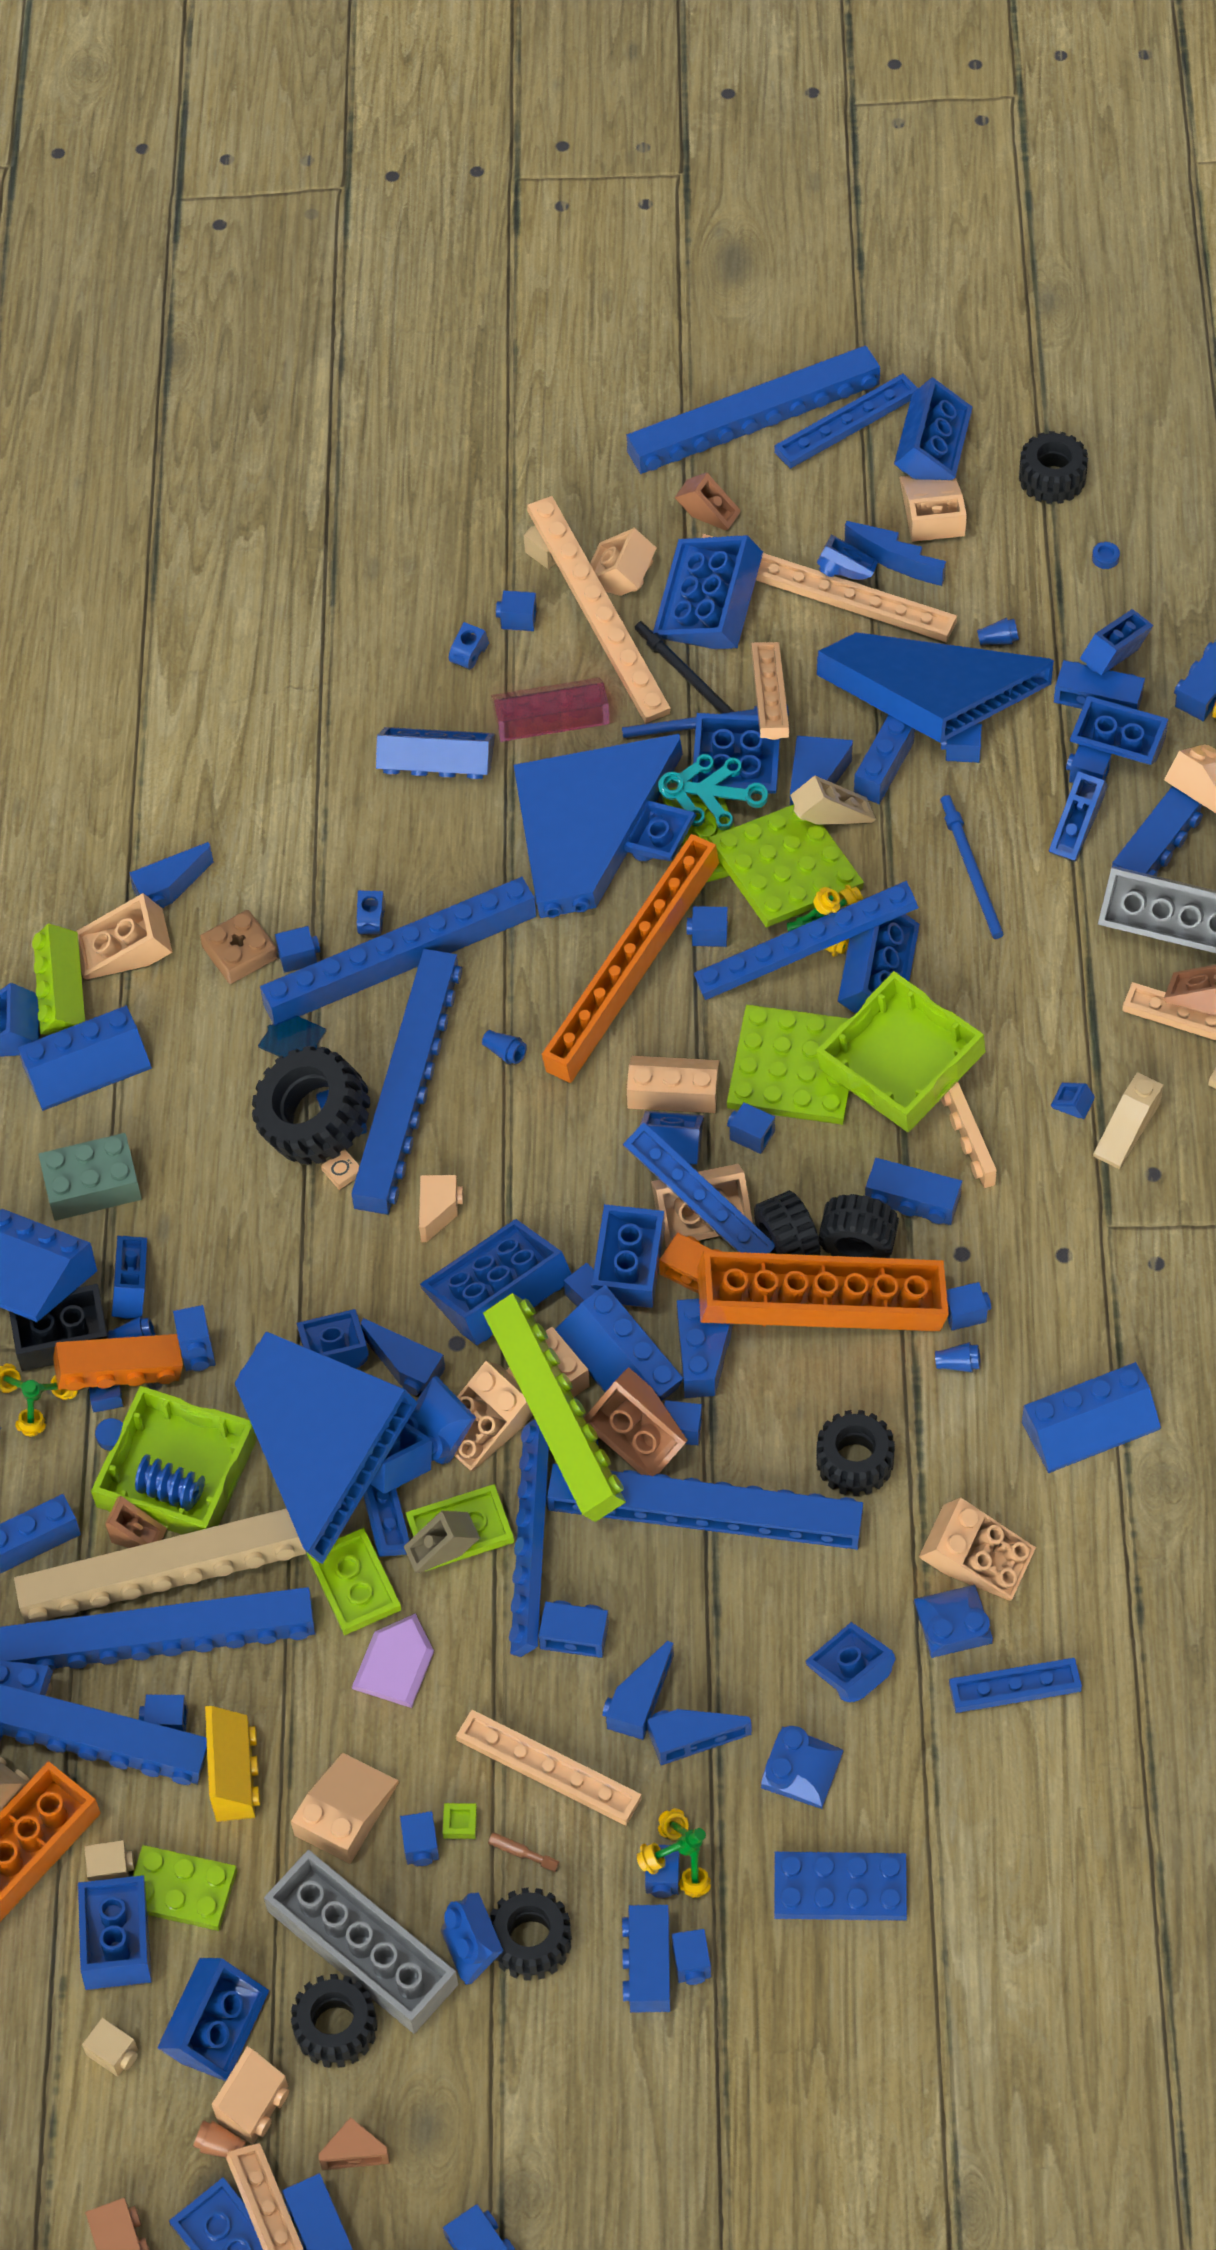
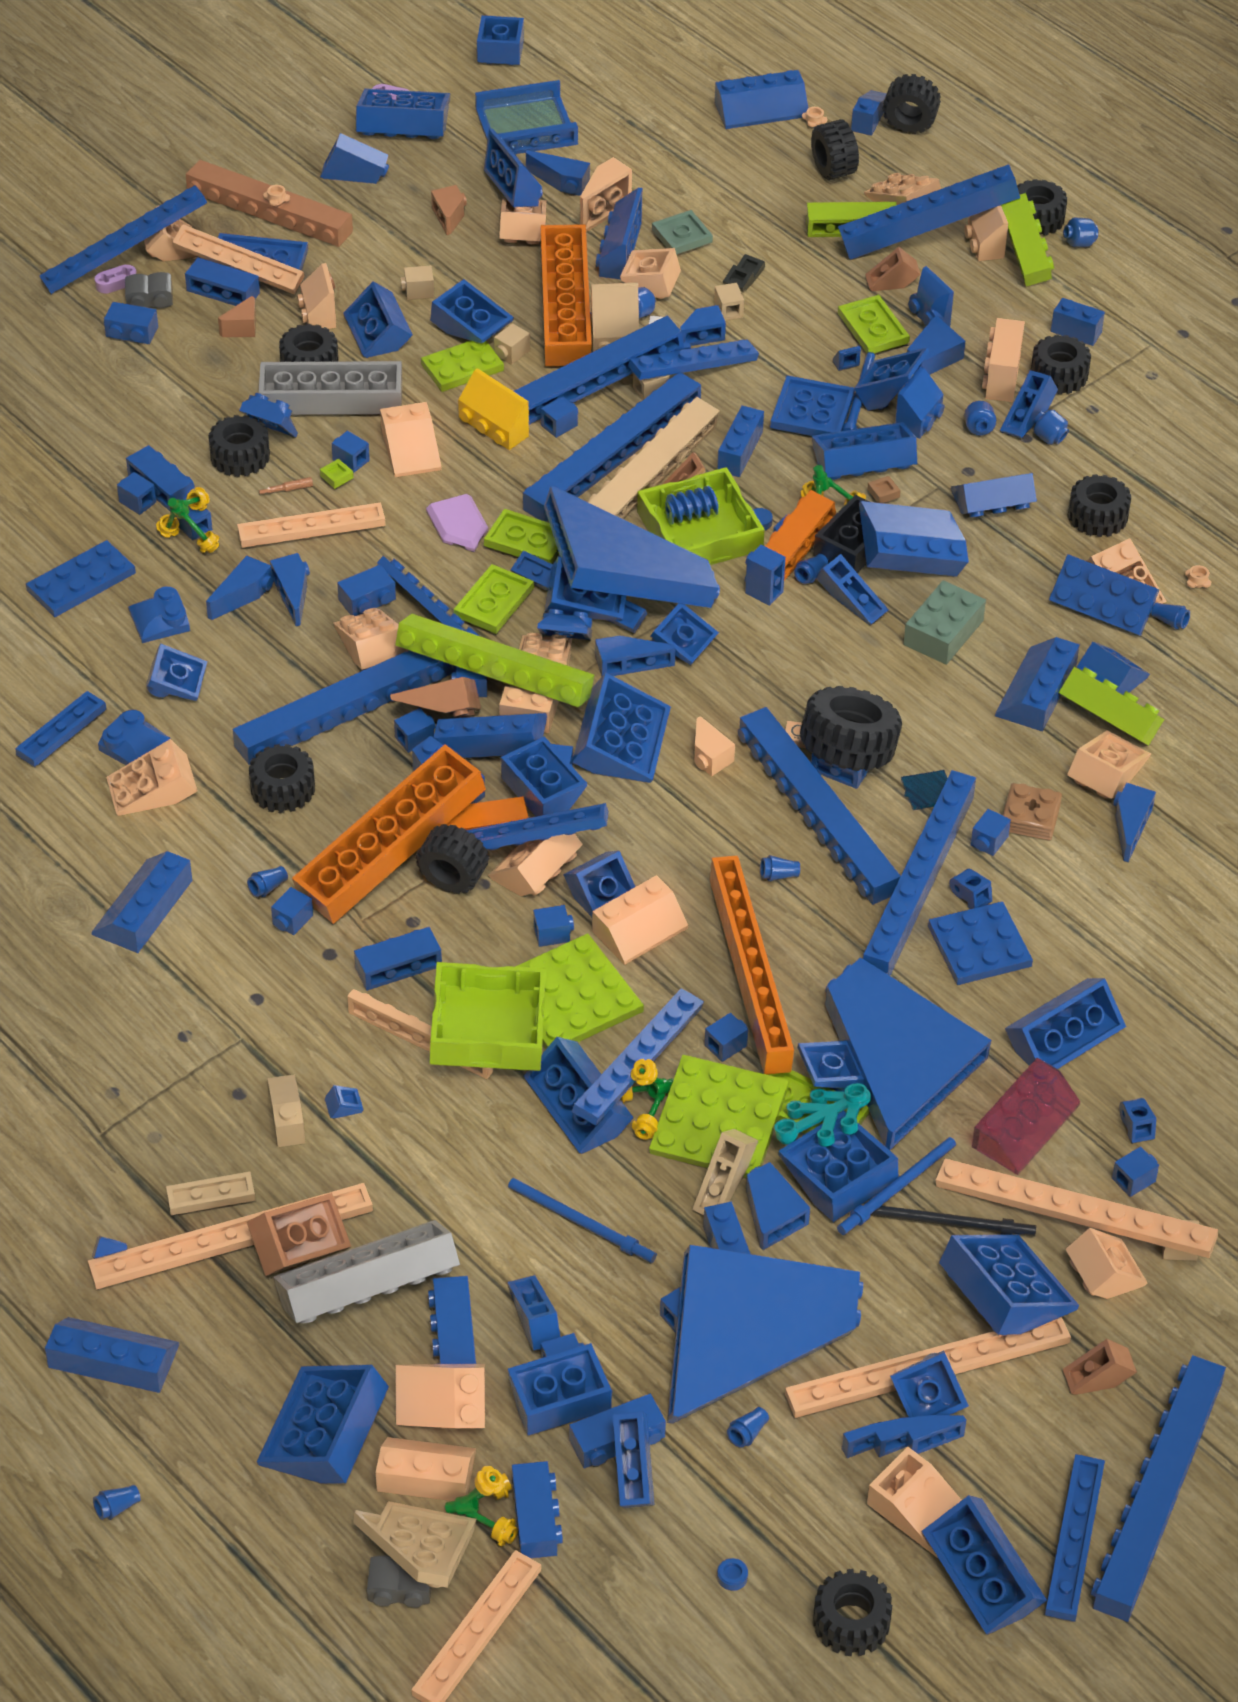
camera: 135 degrees right, 10 degrees down
(415, 869) = (980, 943): none -> blue plate
(441, 1540) = (488, 570): dark tan slope -> none
(621, 1569) = (369, 637): none -> light nougat slope
(770, 690) = (864, 1217): light nougat plate -> none
(858, 1227) = (405, 891): black tyre -> none

